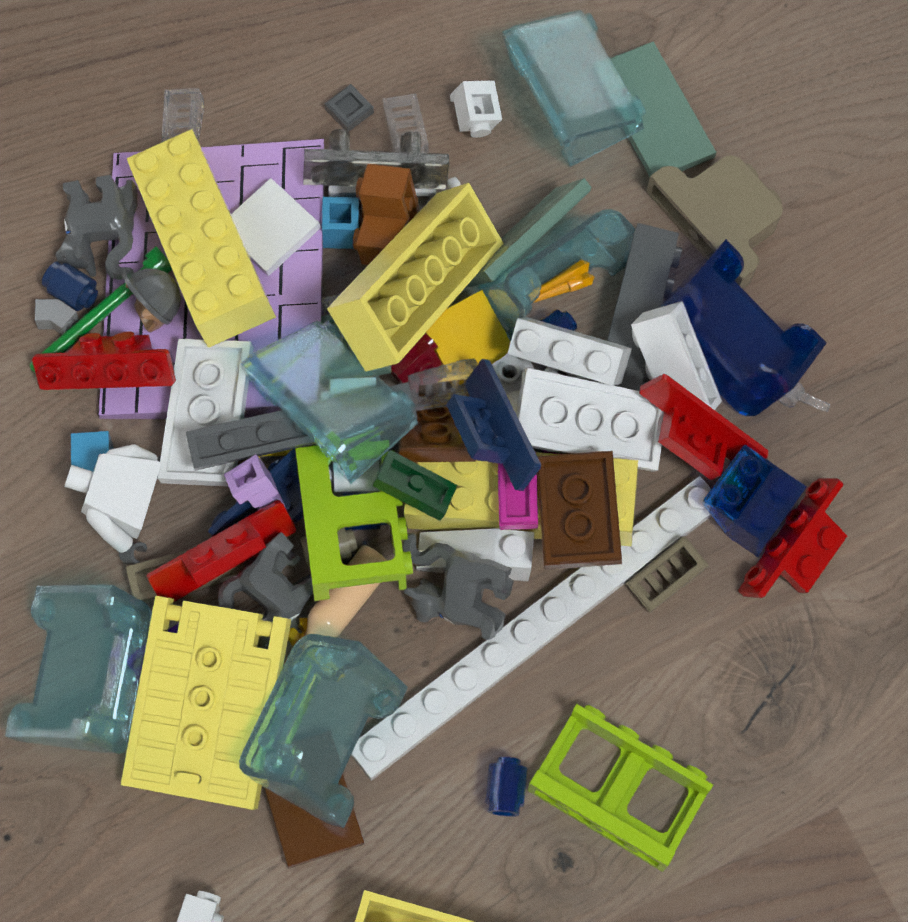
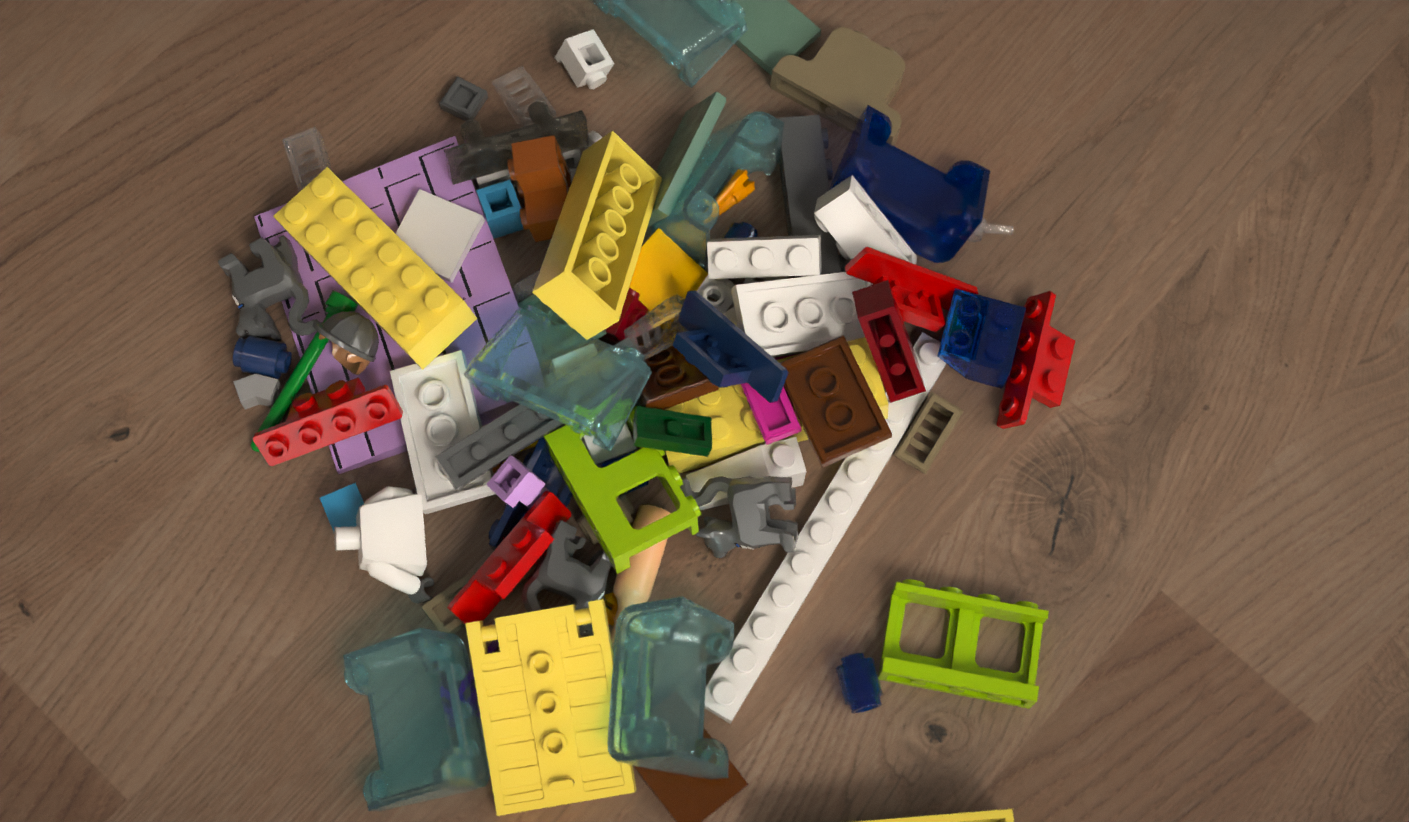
camera: 20 degrees left, 0 degrees up
(655, 471) = (888, 341): none -> dark red brick

